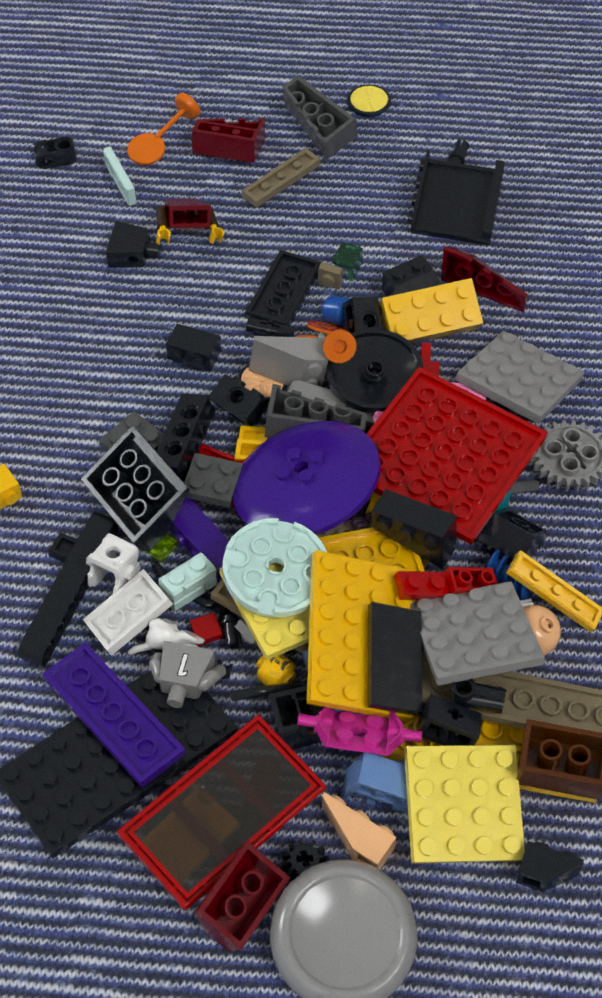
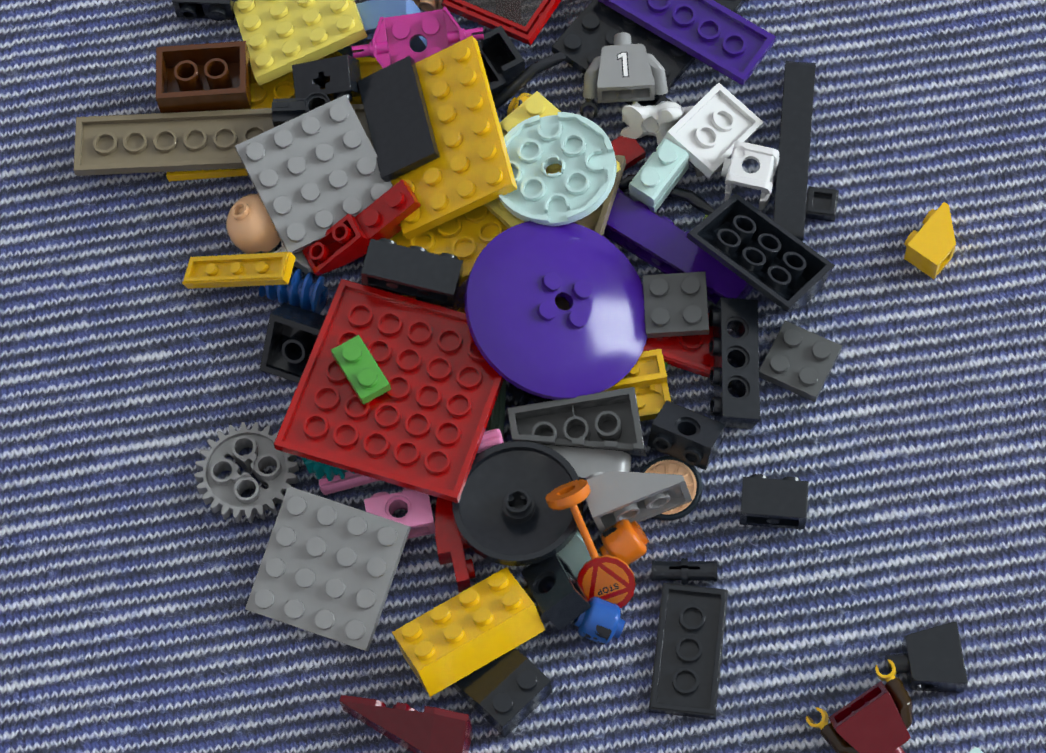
camera: 170 degrees right, 10 degrees up
(330, 275) = (628, 679): dark tan plate -> none
(349, 257) = (611, 713): clear green panel -> none
(471, 463) = (361, 369): none -> bright green plate

